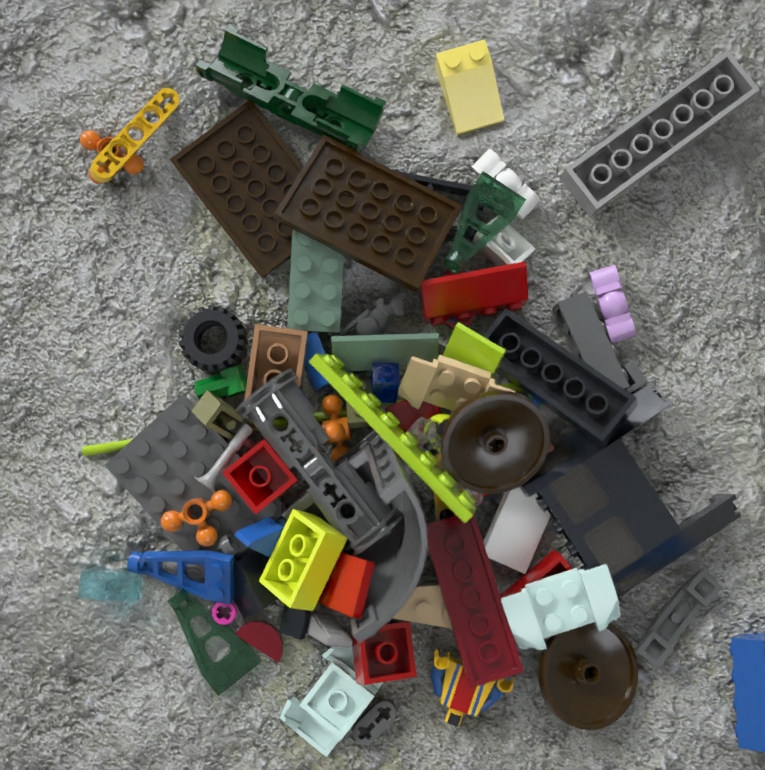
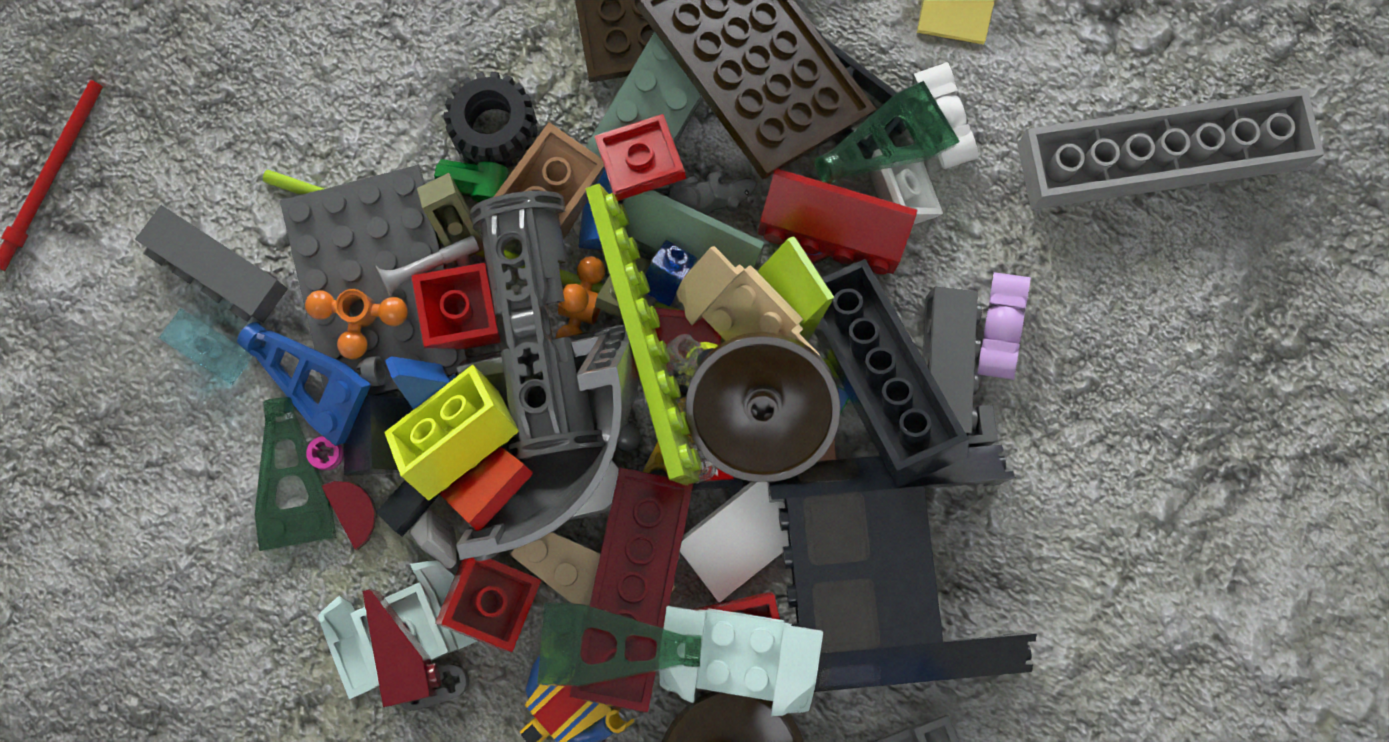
camera: 25 degrees right, 5 degrees down
(81, 529) = (212, 264): none -> dark grey brick
(328, 318) = (640, 157): none -> tile
(349, 718) = (400, 660): none -> dark red slope
(449, 658) = (563, 639): none -> clear green plate

